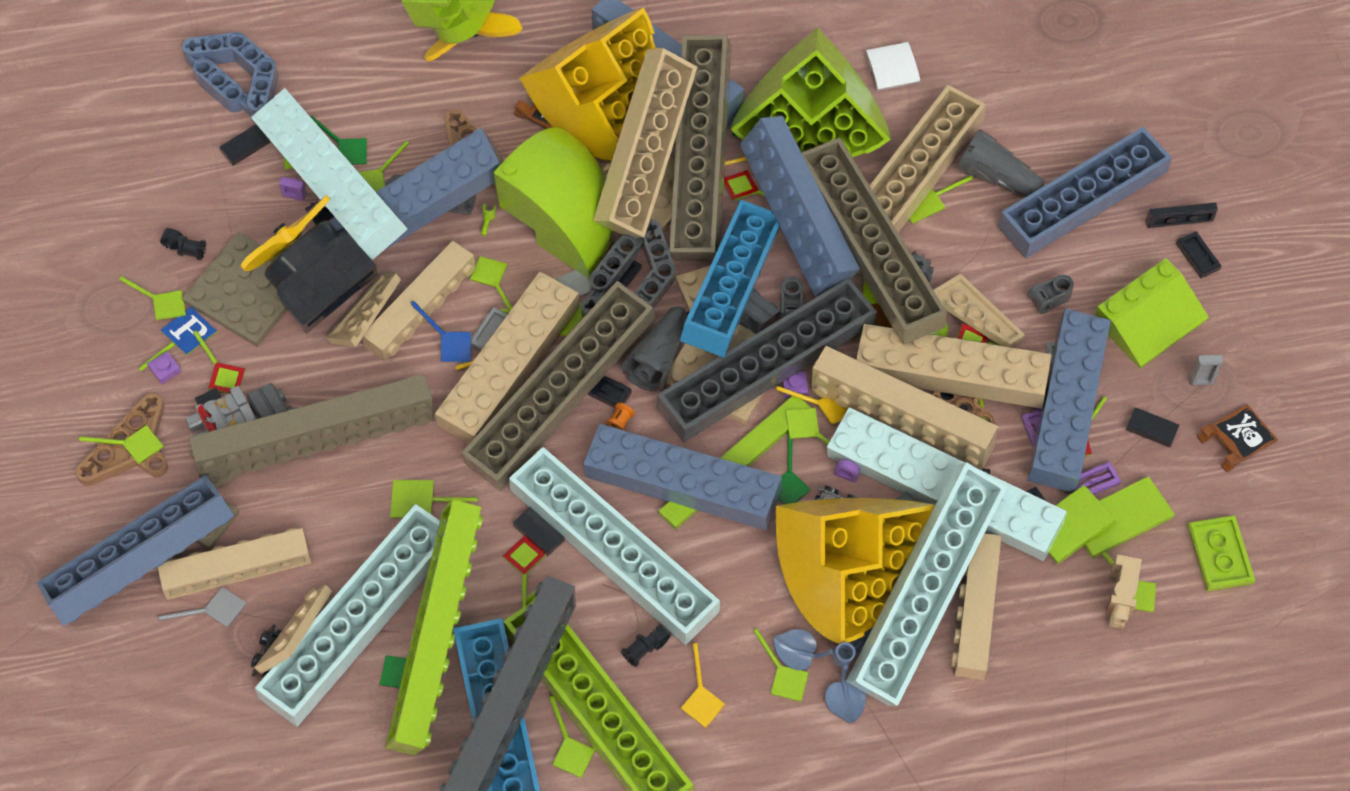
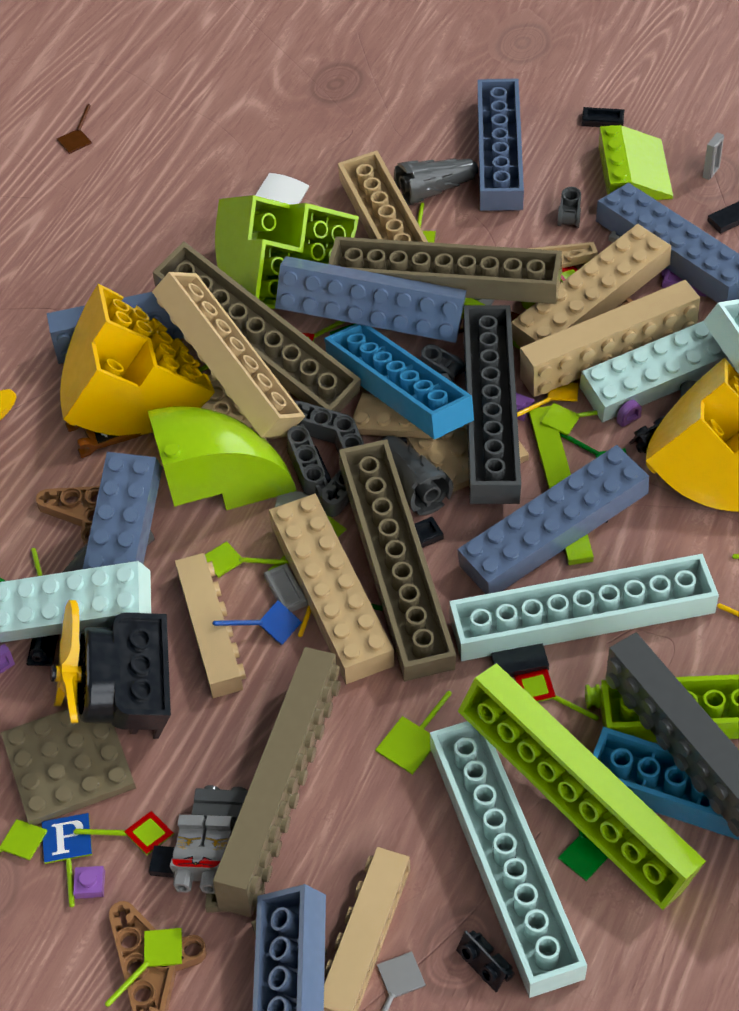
camera: 50 degrees left, 10 degrees down
(295, 630) = (489, 914): tan wing -> none
(360, 317) = (189, 681): tan wing -> none
(488, 216) = (166, 528): lime hand -> none
(620, 417) = (455, 538): orange bush -> none
(643, 645) = (697, 640): black connector -> none
(1181, 215) = (564, 106): black tile -> none

